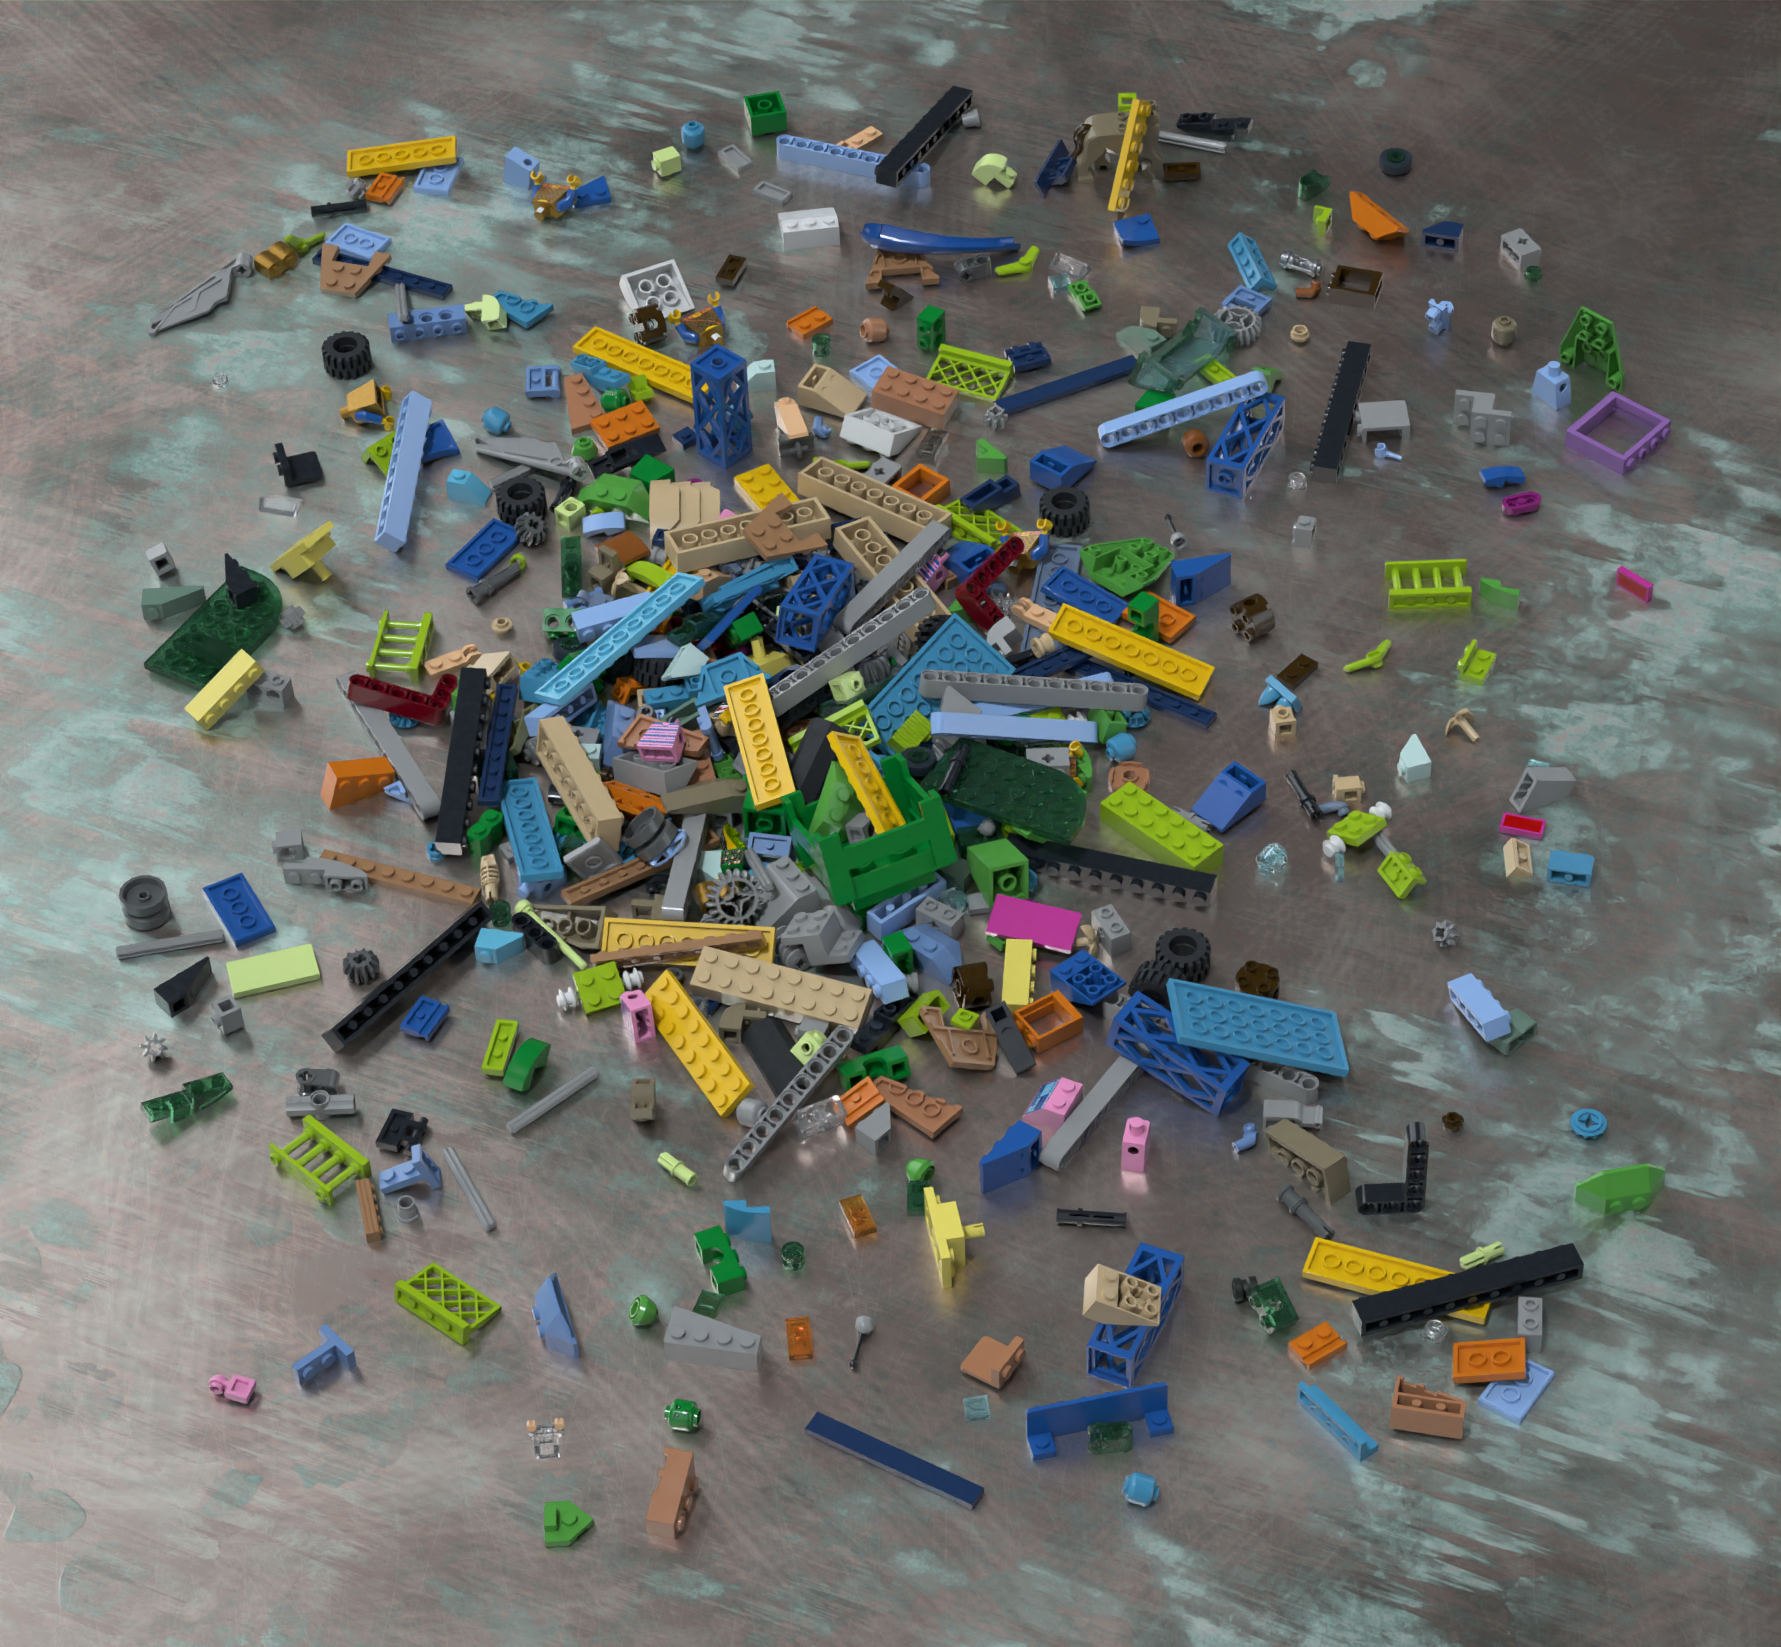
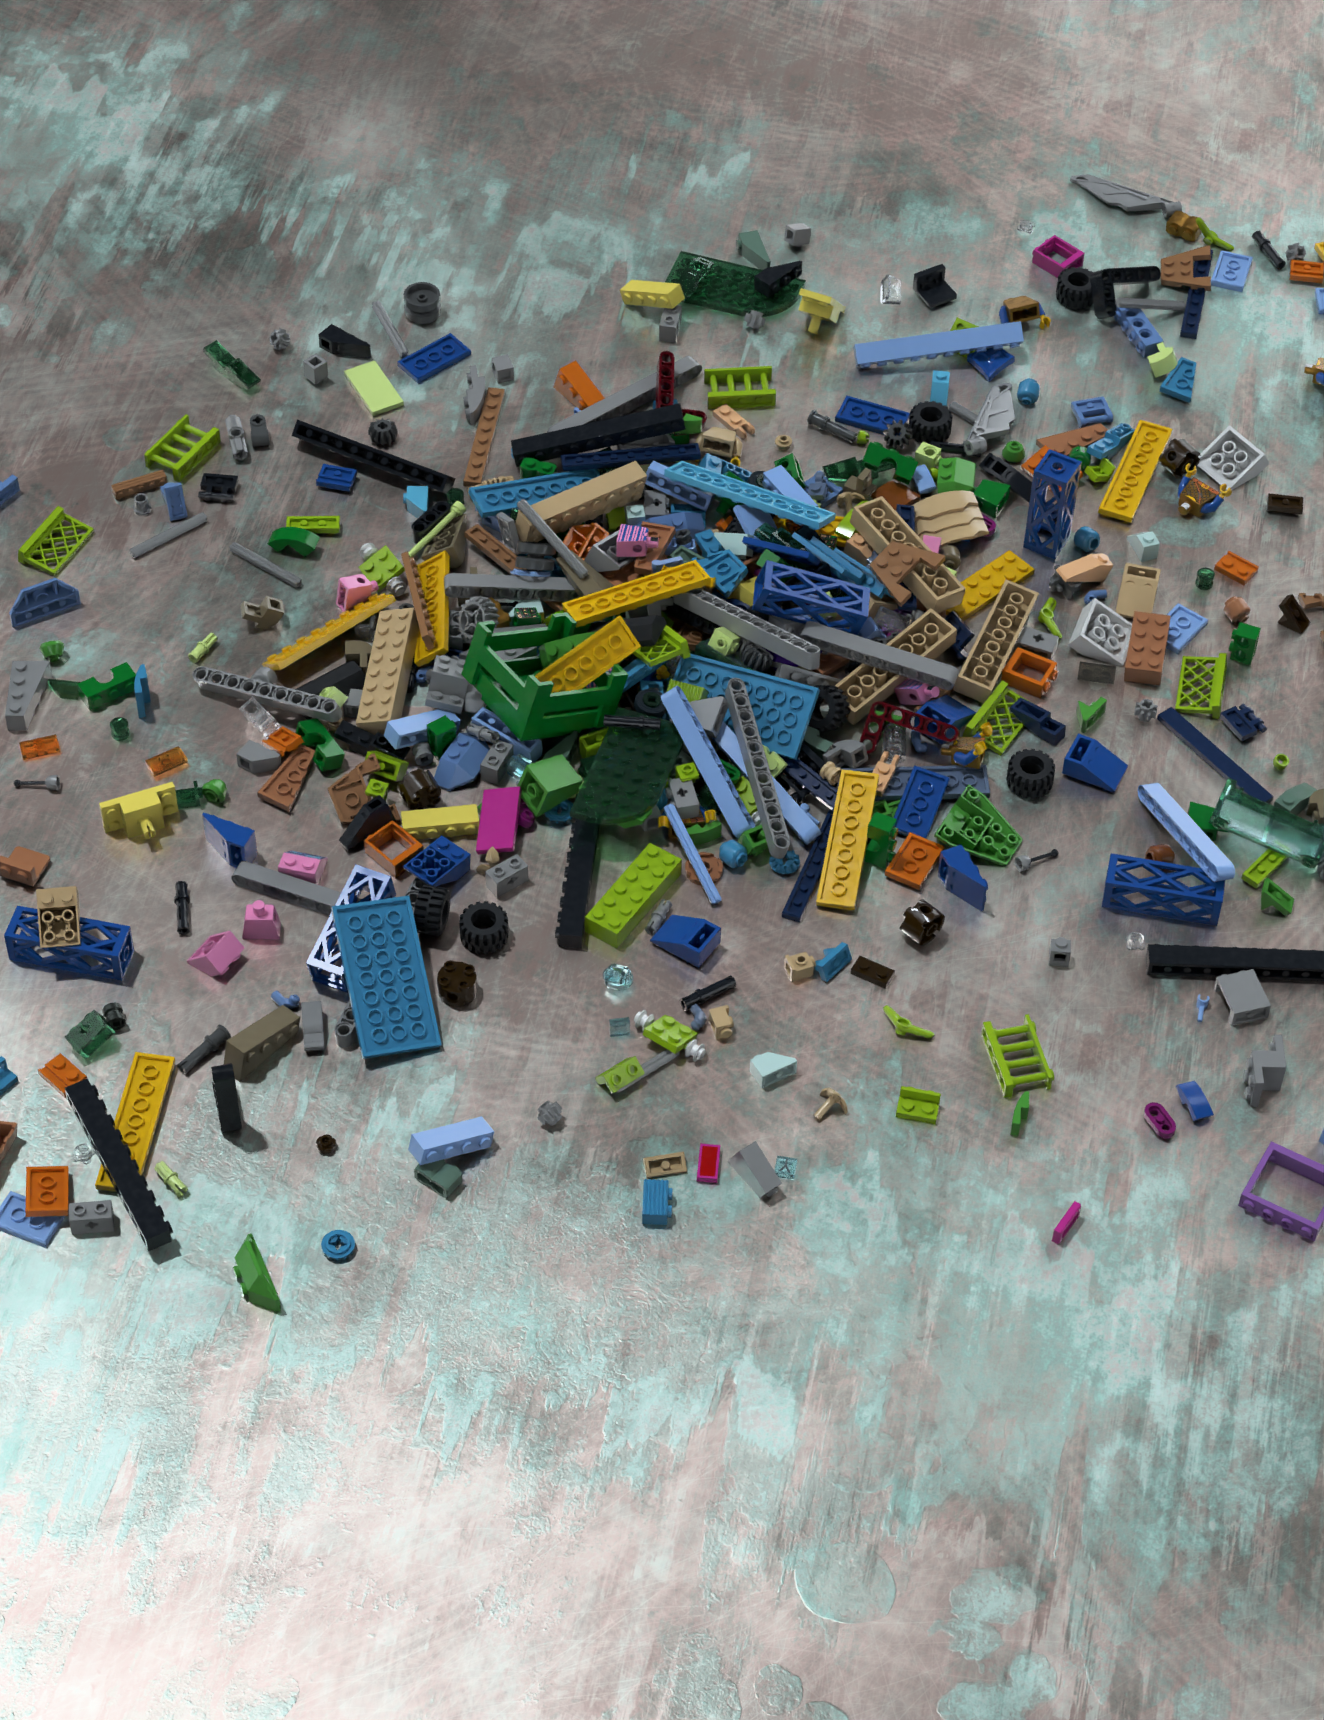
camera: 75 degrees right, 5 degrees up
(282, 352) = (1073, 255): none -> dark pink window
(362, 322) = (1103, 285): none -> black beam
(583, 534) = (877, 454): none -> green arch
(648, 800) = (552, 538): none -> light grey axle
(904, 918) = (482, 733): none -> light grey pin
(1021, 748) = (686, 772): none -> lime bracket
(1088, 341) = (1282, 757): none -> lime hinge
(1123, 772) = (692, 854): none -> light blue axle
(1169, 1191) = (216, 954): none -> bright pink slope

